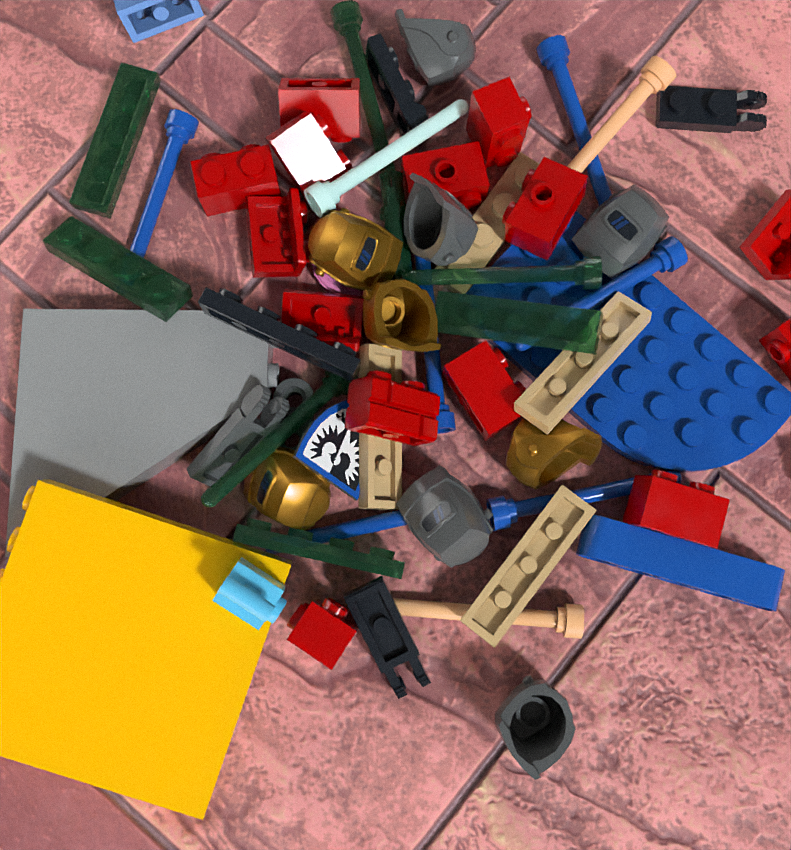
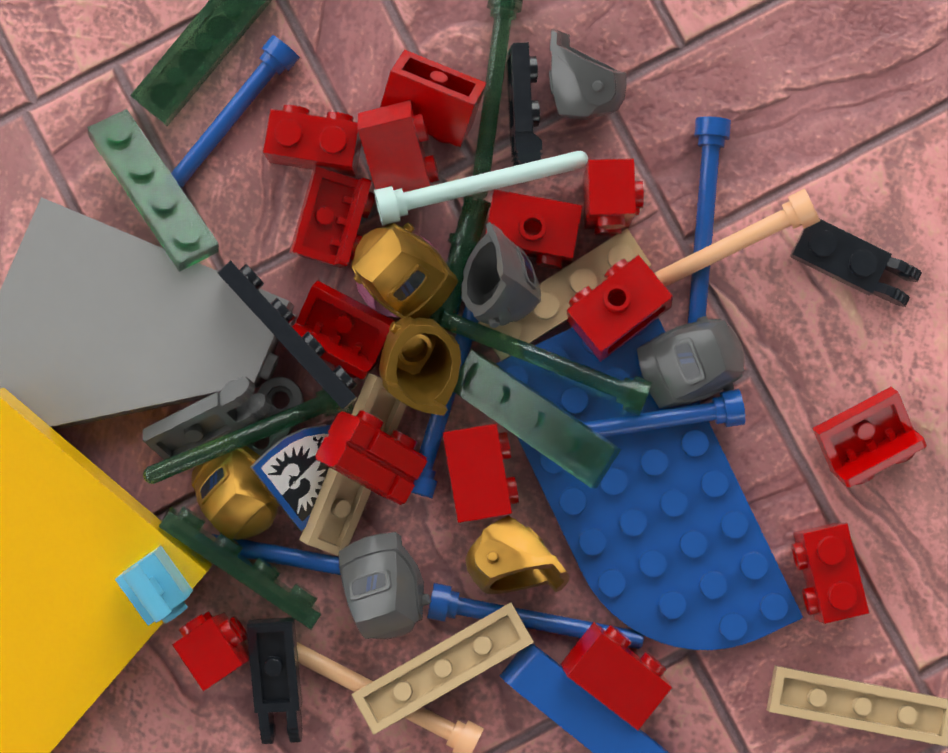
camera: 30 degrees right, 5 degrees up
(574, 373) = (566, 498): tan plate -> none

